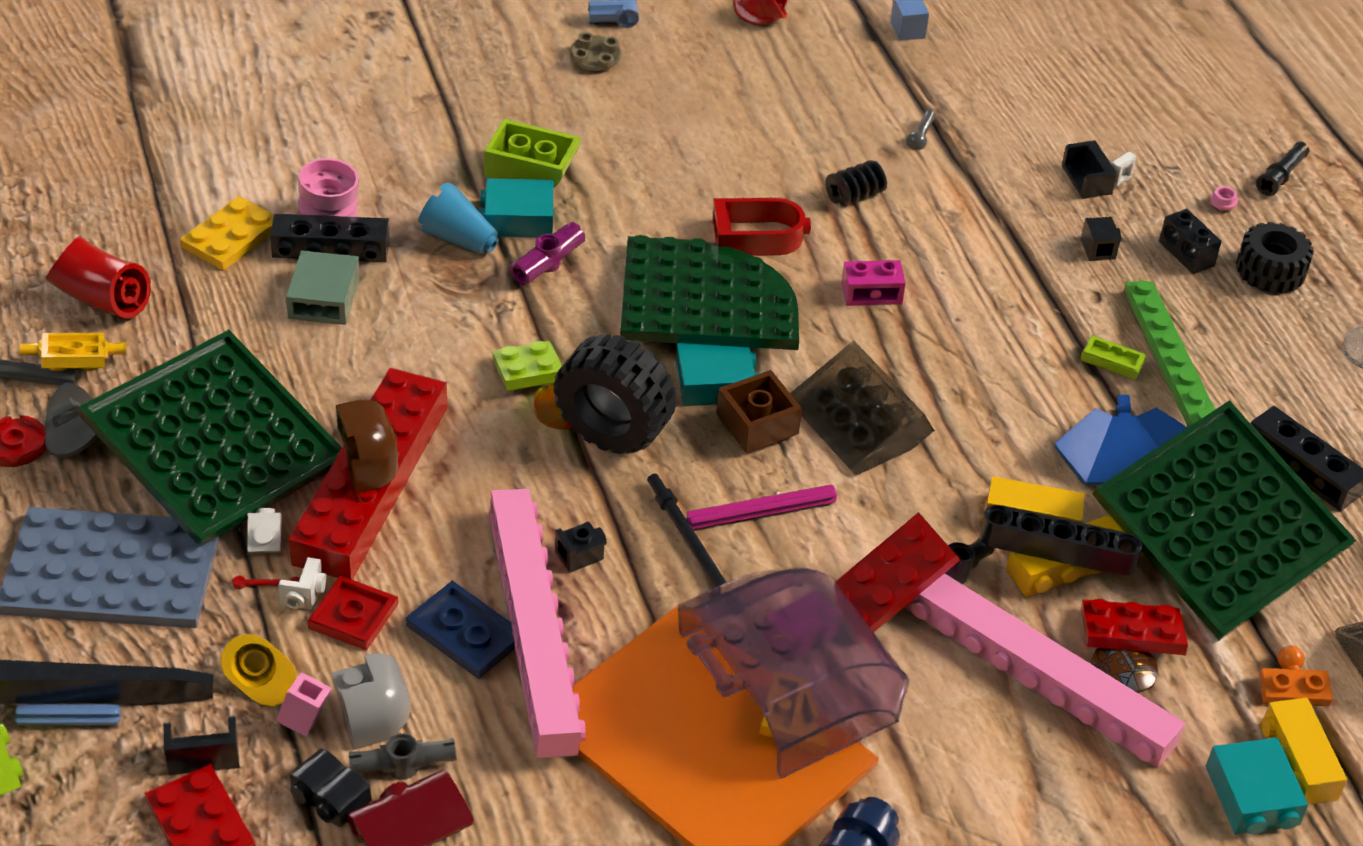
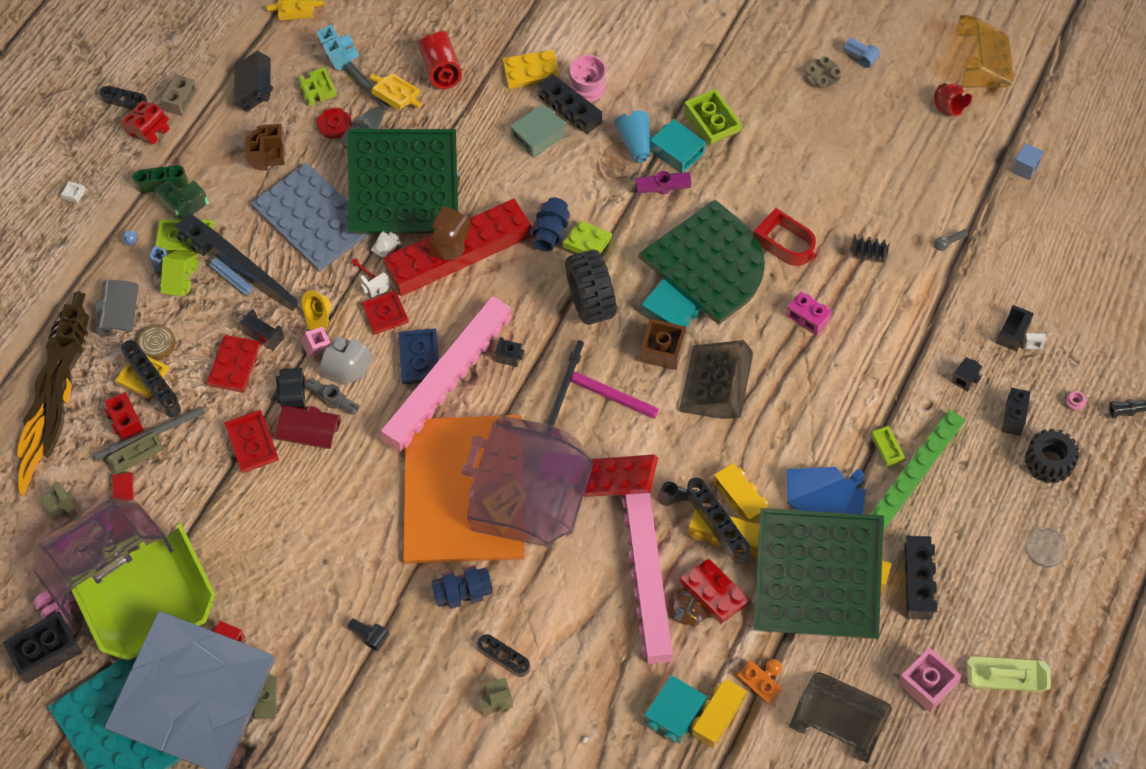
camera: 50 degrees right, 15 degrees up
(467, 369) = (550, 224): none -> dark blue piece

